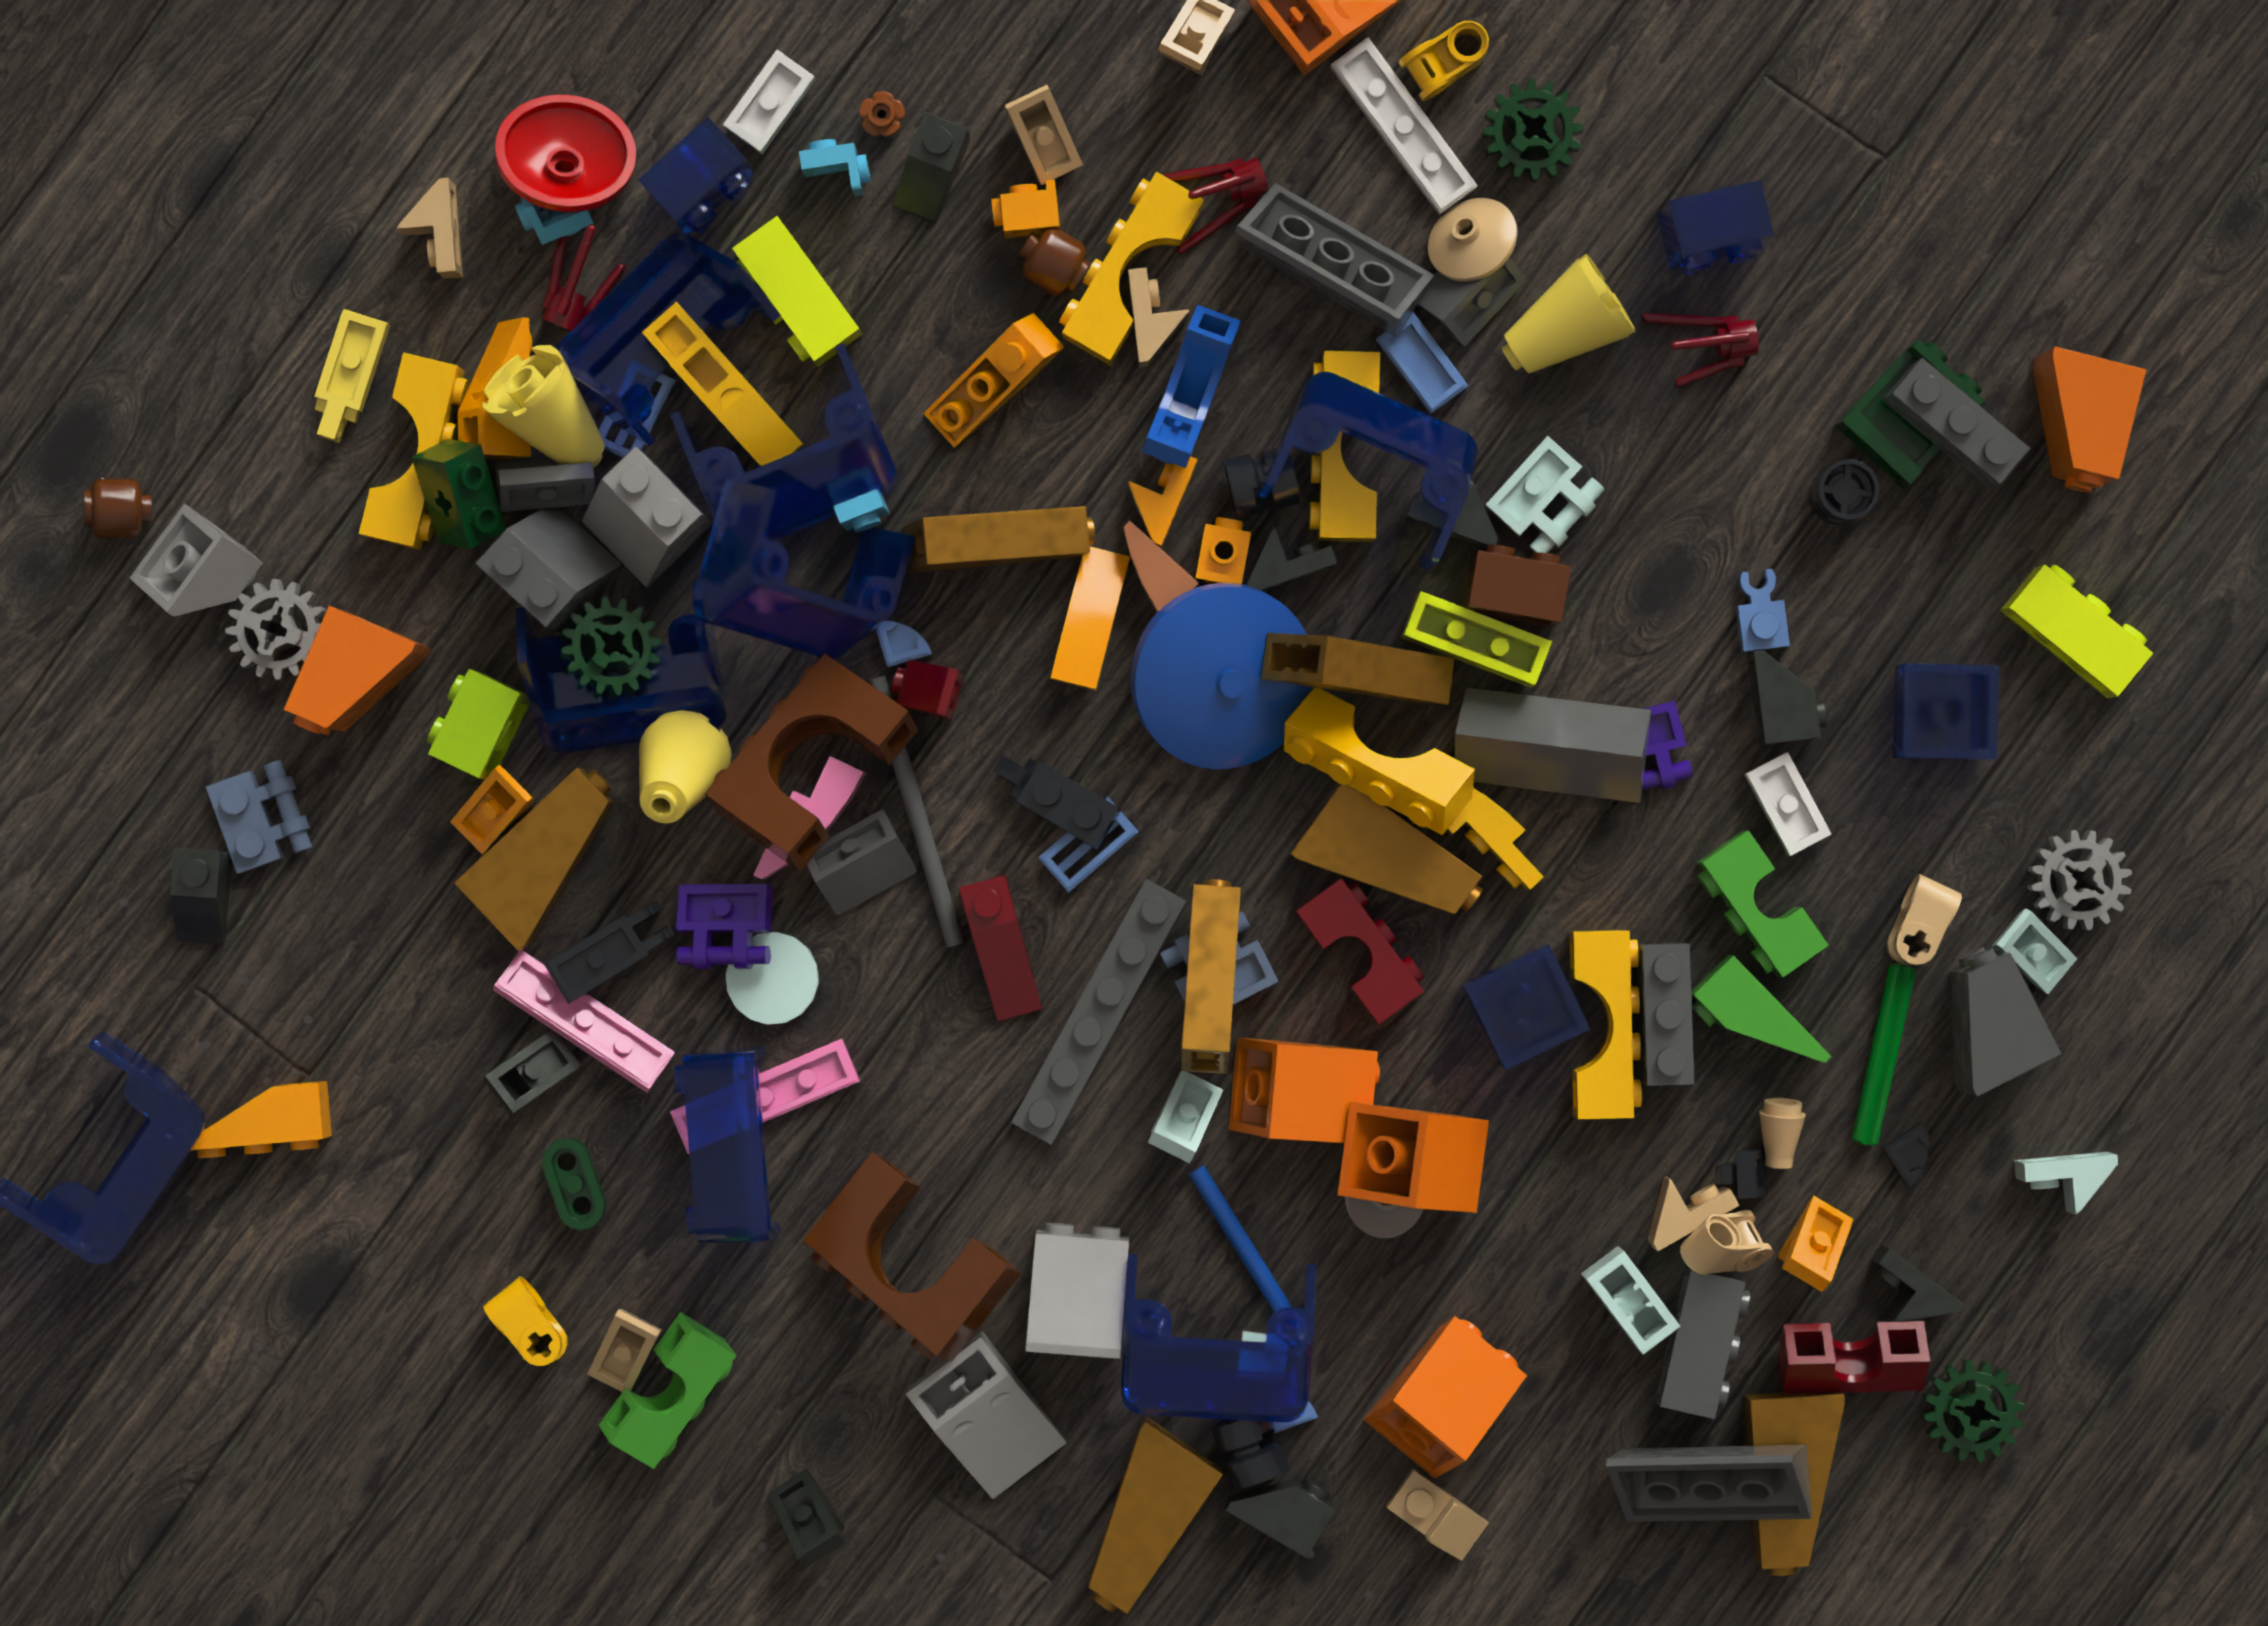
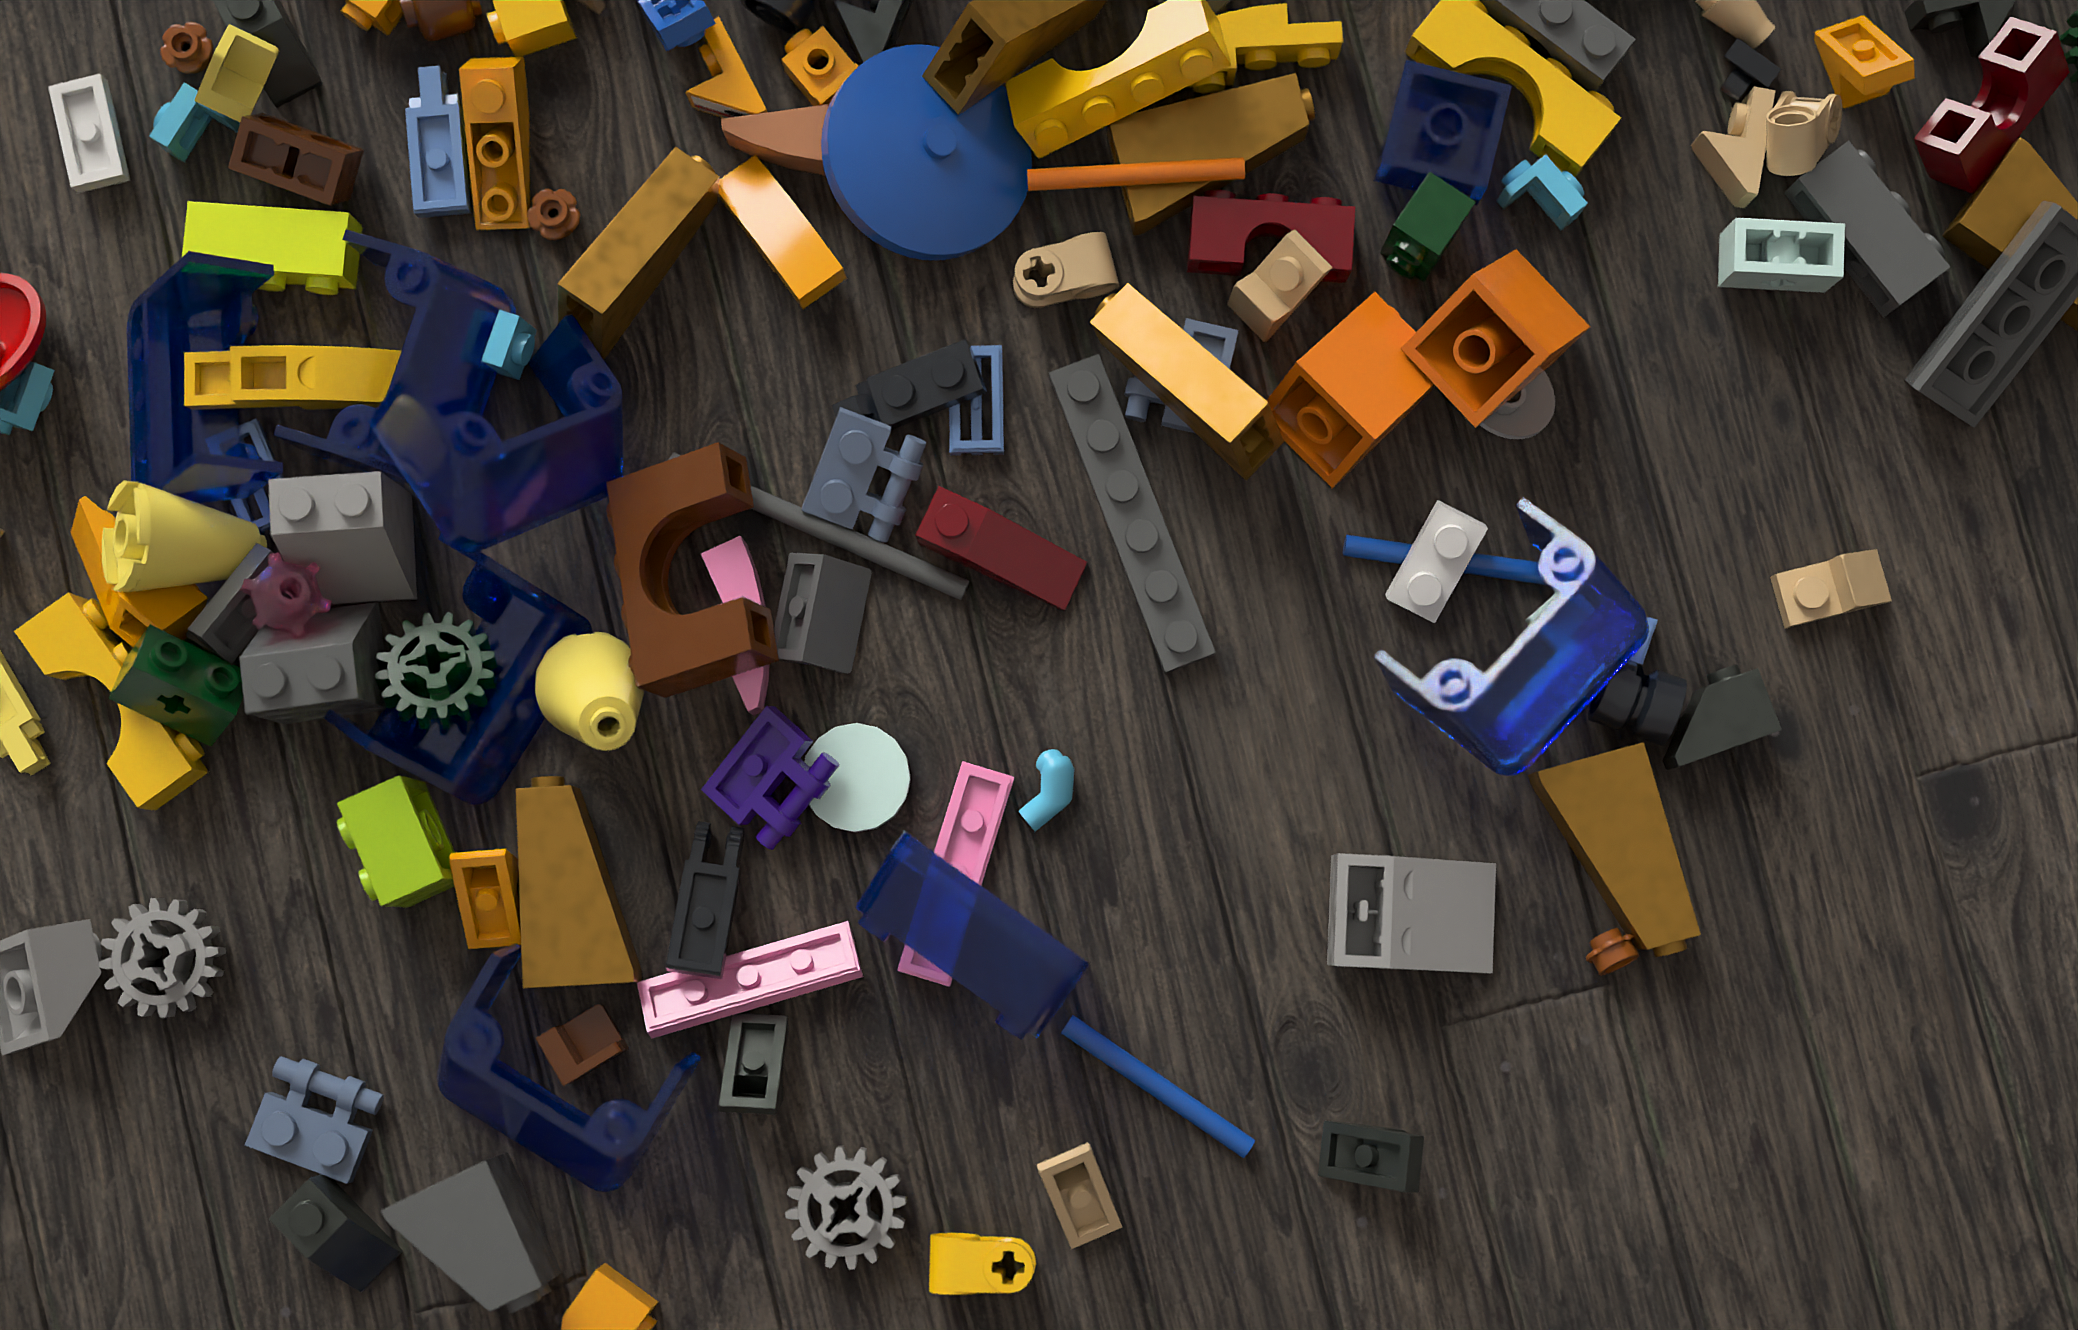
camera: 50 degrees left, 5 degrees down
(278, 990) = (481, 1234): none -> dark grey slope
(349, 671) = (252, 918): orange slope -> none
(372, 907) = (594, 1149): none -> clear blue windscreen
(452, 949) = (582, 1044): none -> reddish brown panel
(491, 1229) = (866, 1225): none -> light grey gear
(562, 507) = (279, 611): none -> clear pink rock
(563, 304) = (105, 457): dark red plant -> none
(574, 1183) = (888, 1114): dark green plate -> none
(651, 1425) = (1167, 1227): bright green arch -> none
(698, 178) = (92, 241): clear blue brick -> none
(738, 1342) = (1158, 1086): none -> blue bar
(851, 1242) = (1288, 870): reddish brown arch -> none
(866, 260) = (295, 158): none -> reddish brown brick
(874, 1114) = (1056, 789): none -> medium azure arm
(886, 174) = (236, 73): none -> light yellow panel
(901, 643) = (658, 416): medium blue tile -> none
(928, 688) = (717, 410): dark red slope -> none
(954, 343) = (437, 148): none -> medium blue hinge
(969, 801) = (848, 468): none -> sand blue plate
(978, 470) = (557, 227): none -> dark orange plate
(1072, 1565) = (1612, 951): none -> dark orange plate
(1077, 1291) = (1369, 735): light grey slope -> none
(1185, 1116) = (1289, 511): light aqua slope -> none
(1229, 838) = (1073, 270): none -> tan piece
(1232, 1240) = (1436, 561): none -> white plate
(1322, 829) = (1136, 174): none -> orange bar
(1330, 984) = (1278, 285): none -> tan slope
(1446, 1397) = (1736, 490): orange slope -> none
(1447, 1051) = (1426, 228): none -> dark green brick
(1552, 1115) = (1553, 190): none -> medium azure bracket

